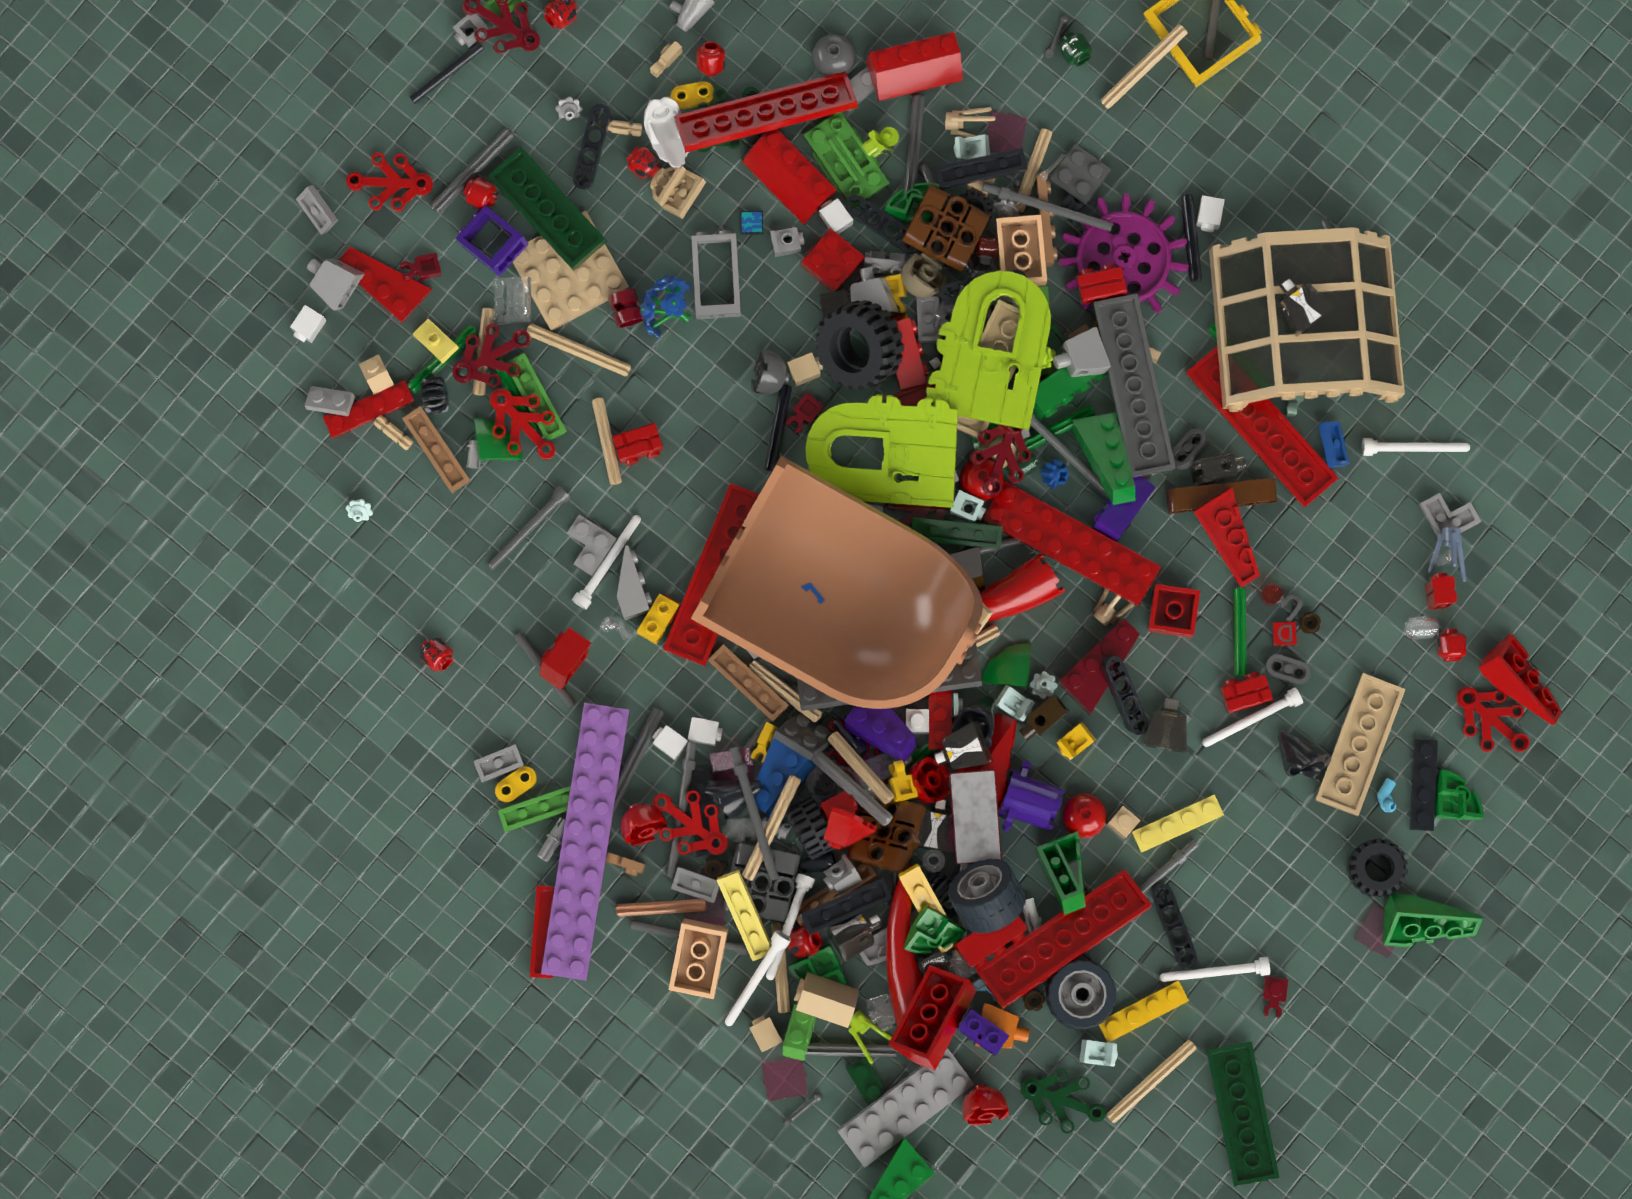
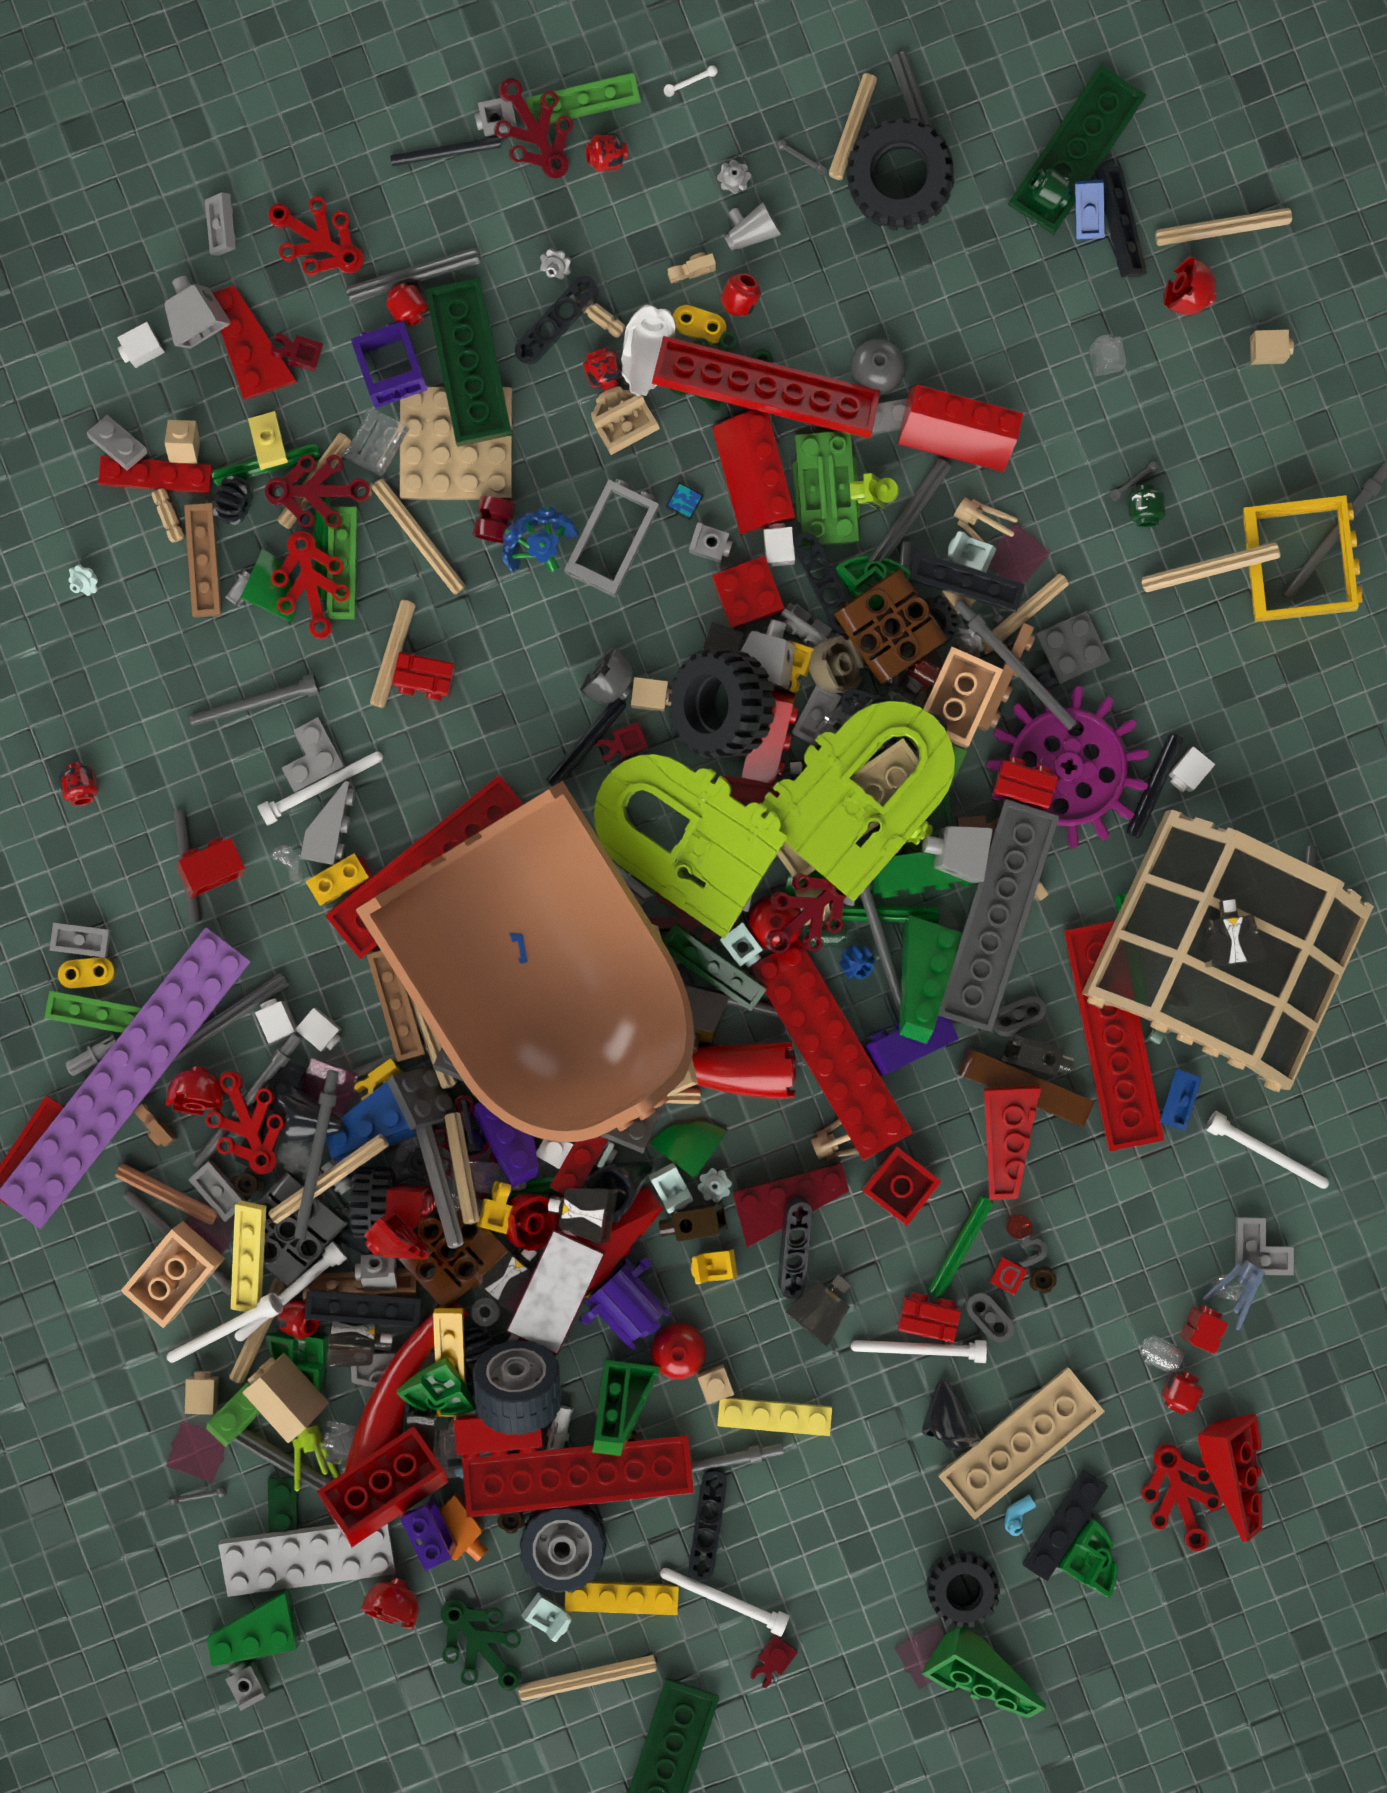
camera: 30 degrees right, 5 degrees up
(1044, 174) = (1032, 627): clear hinge -> none

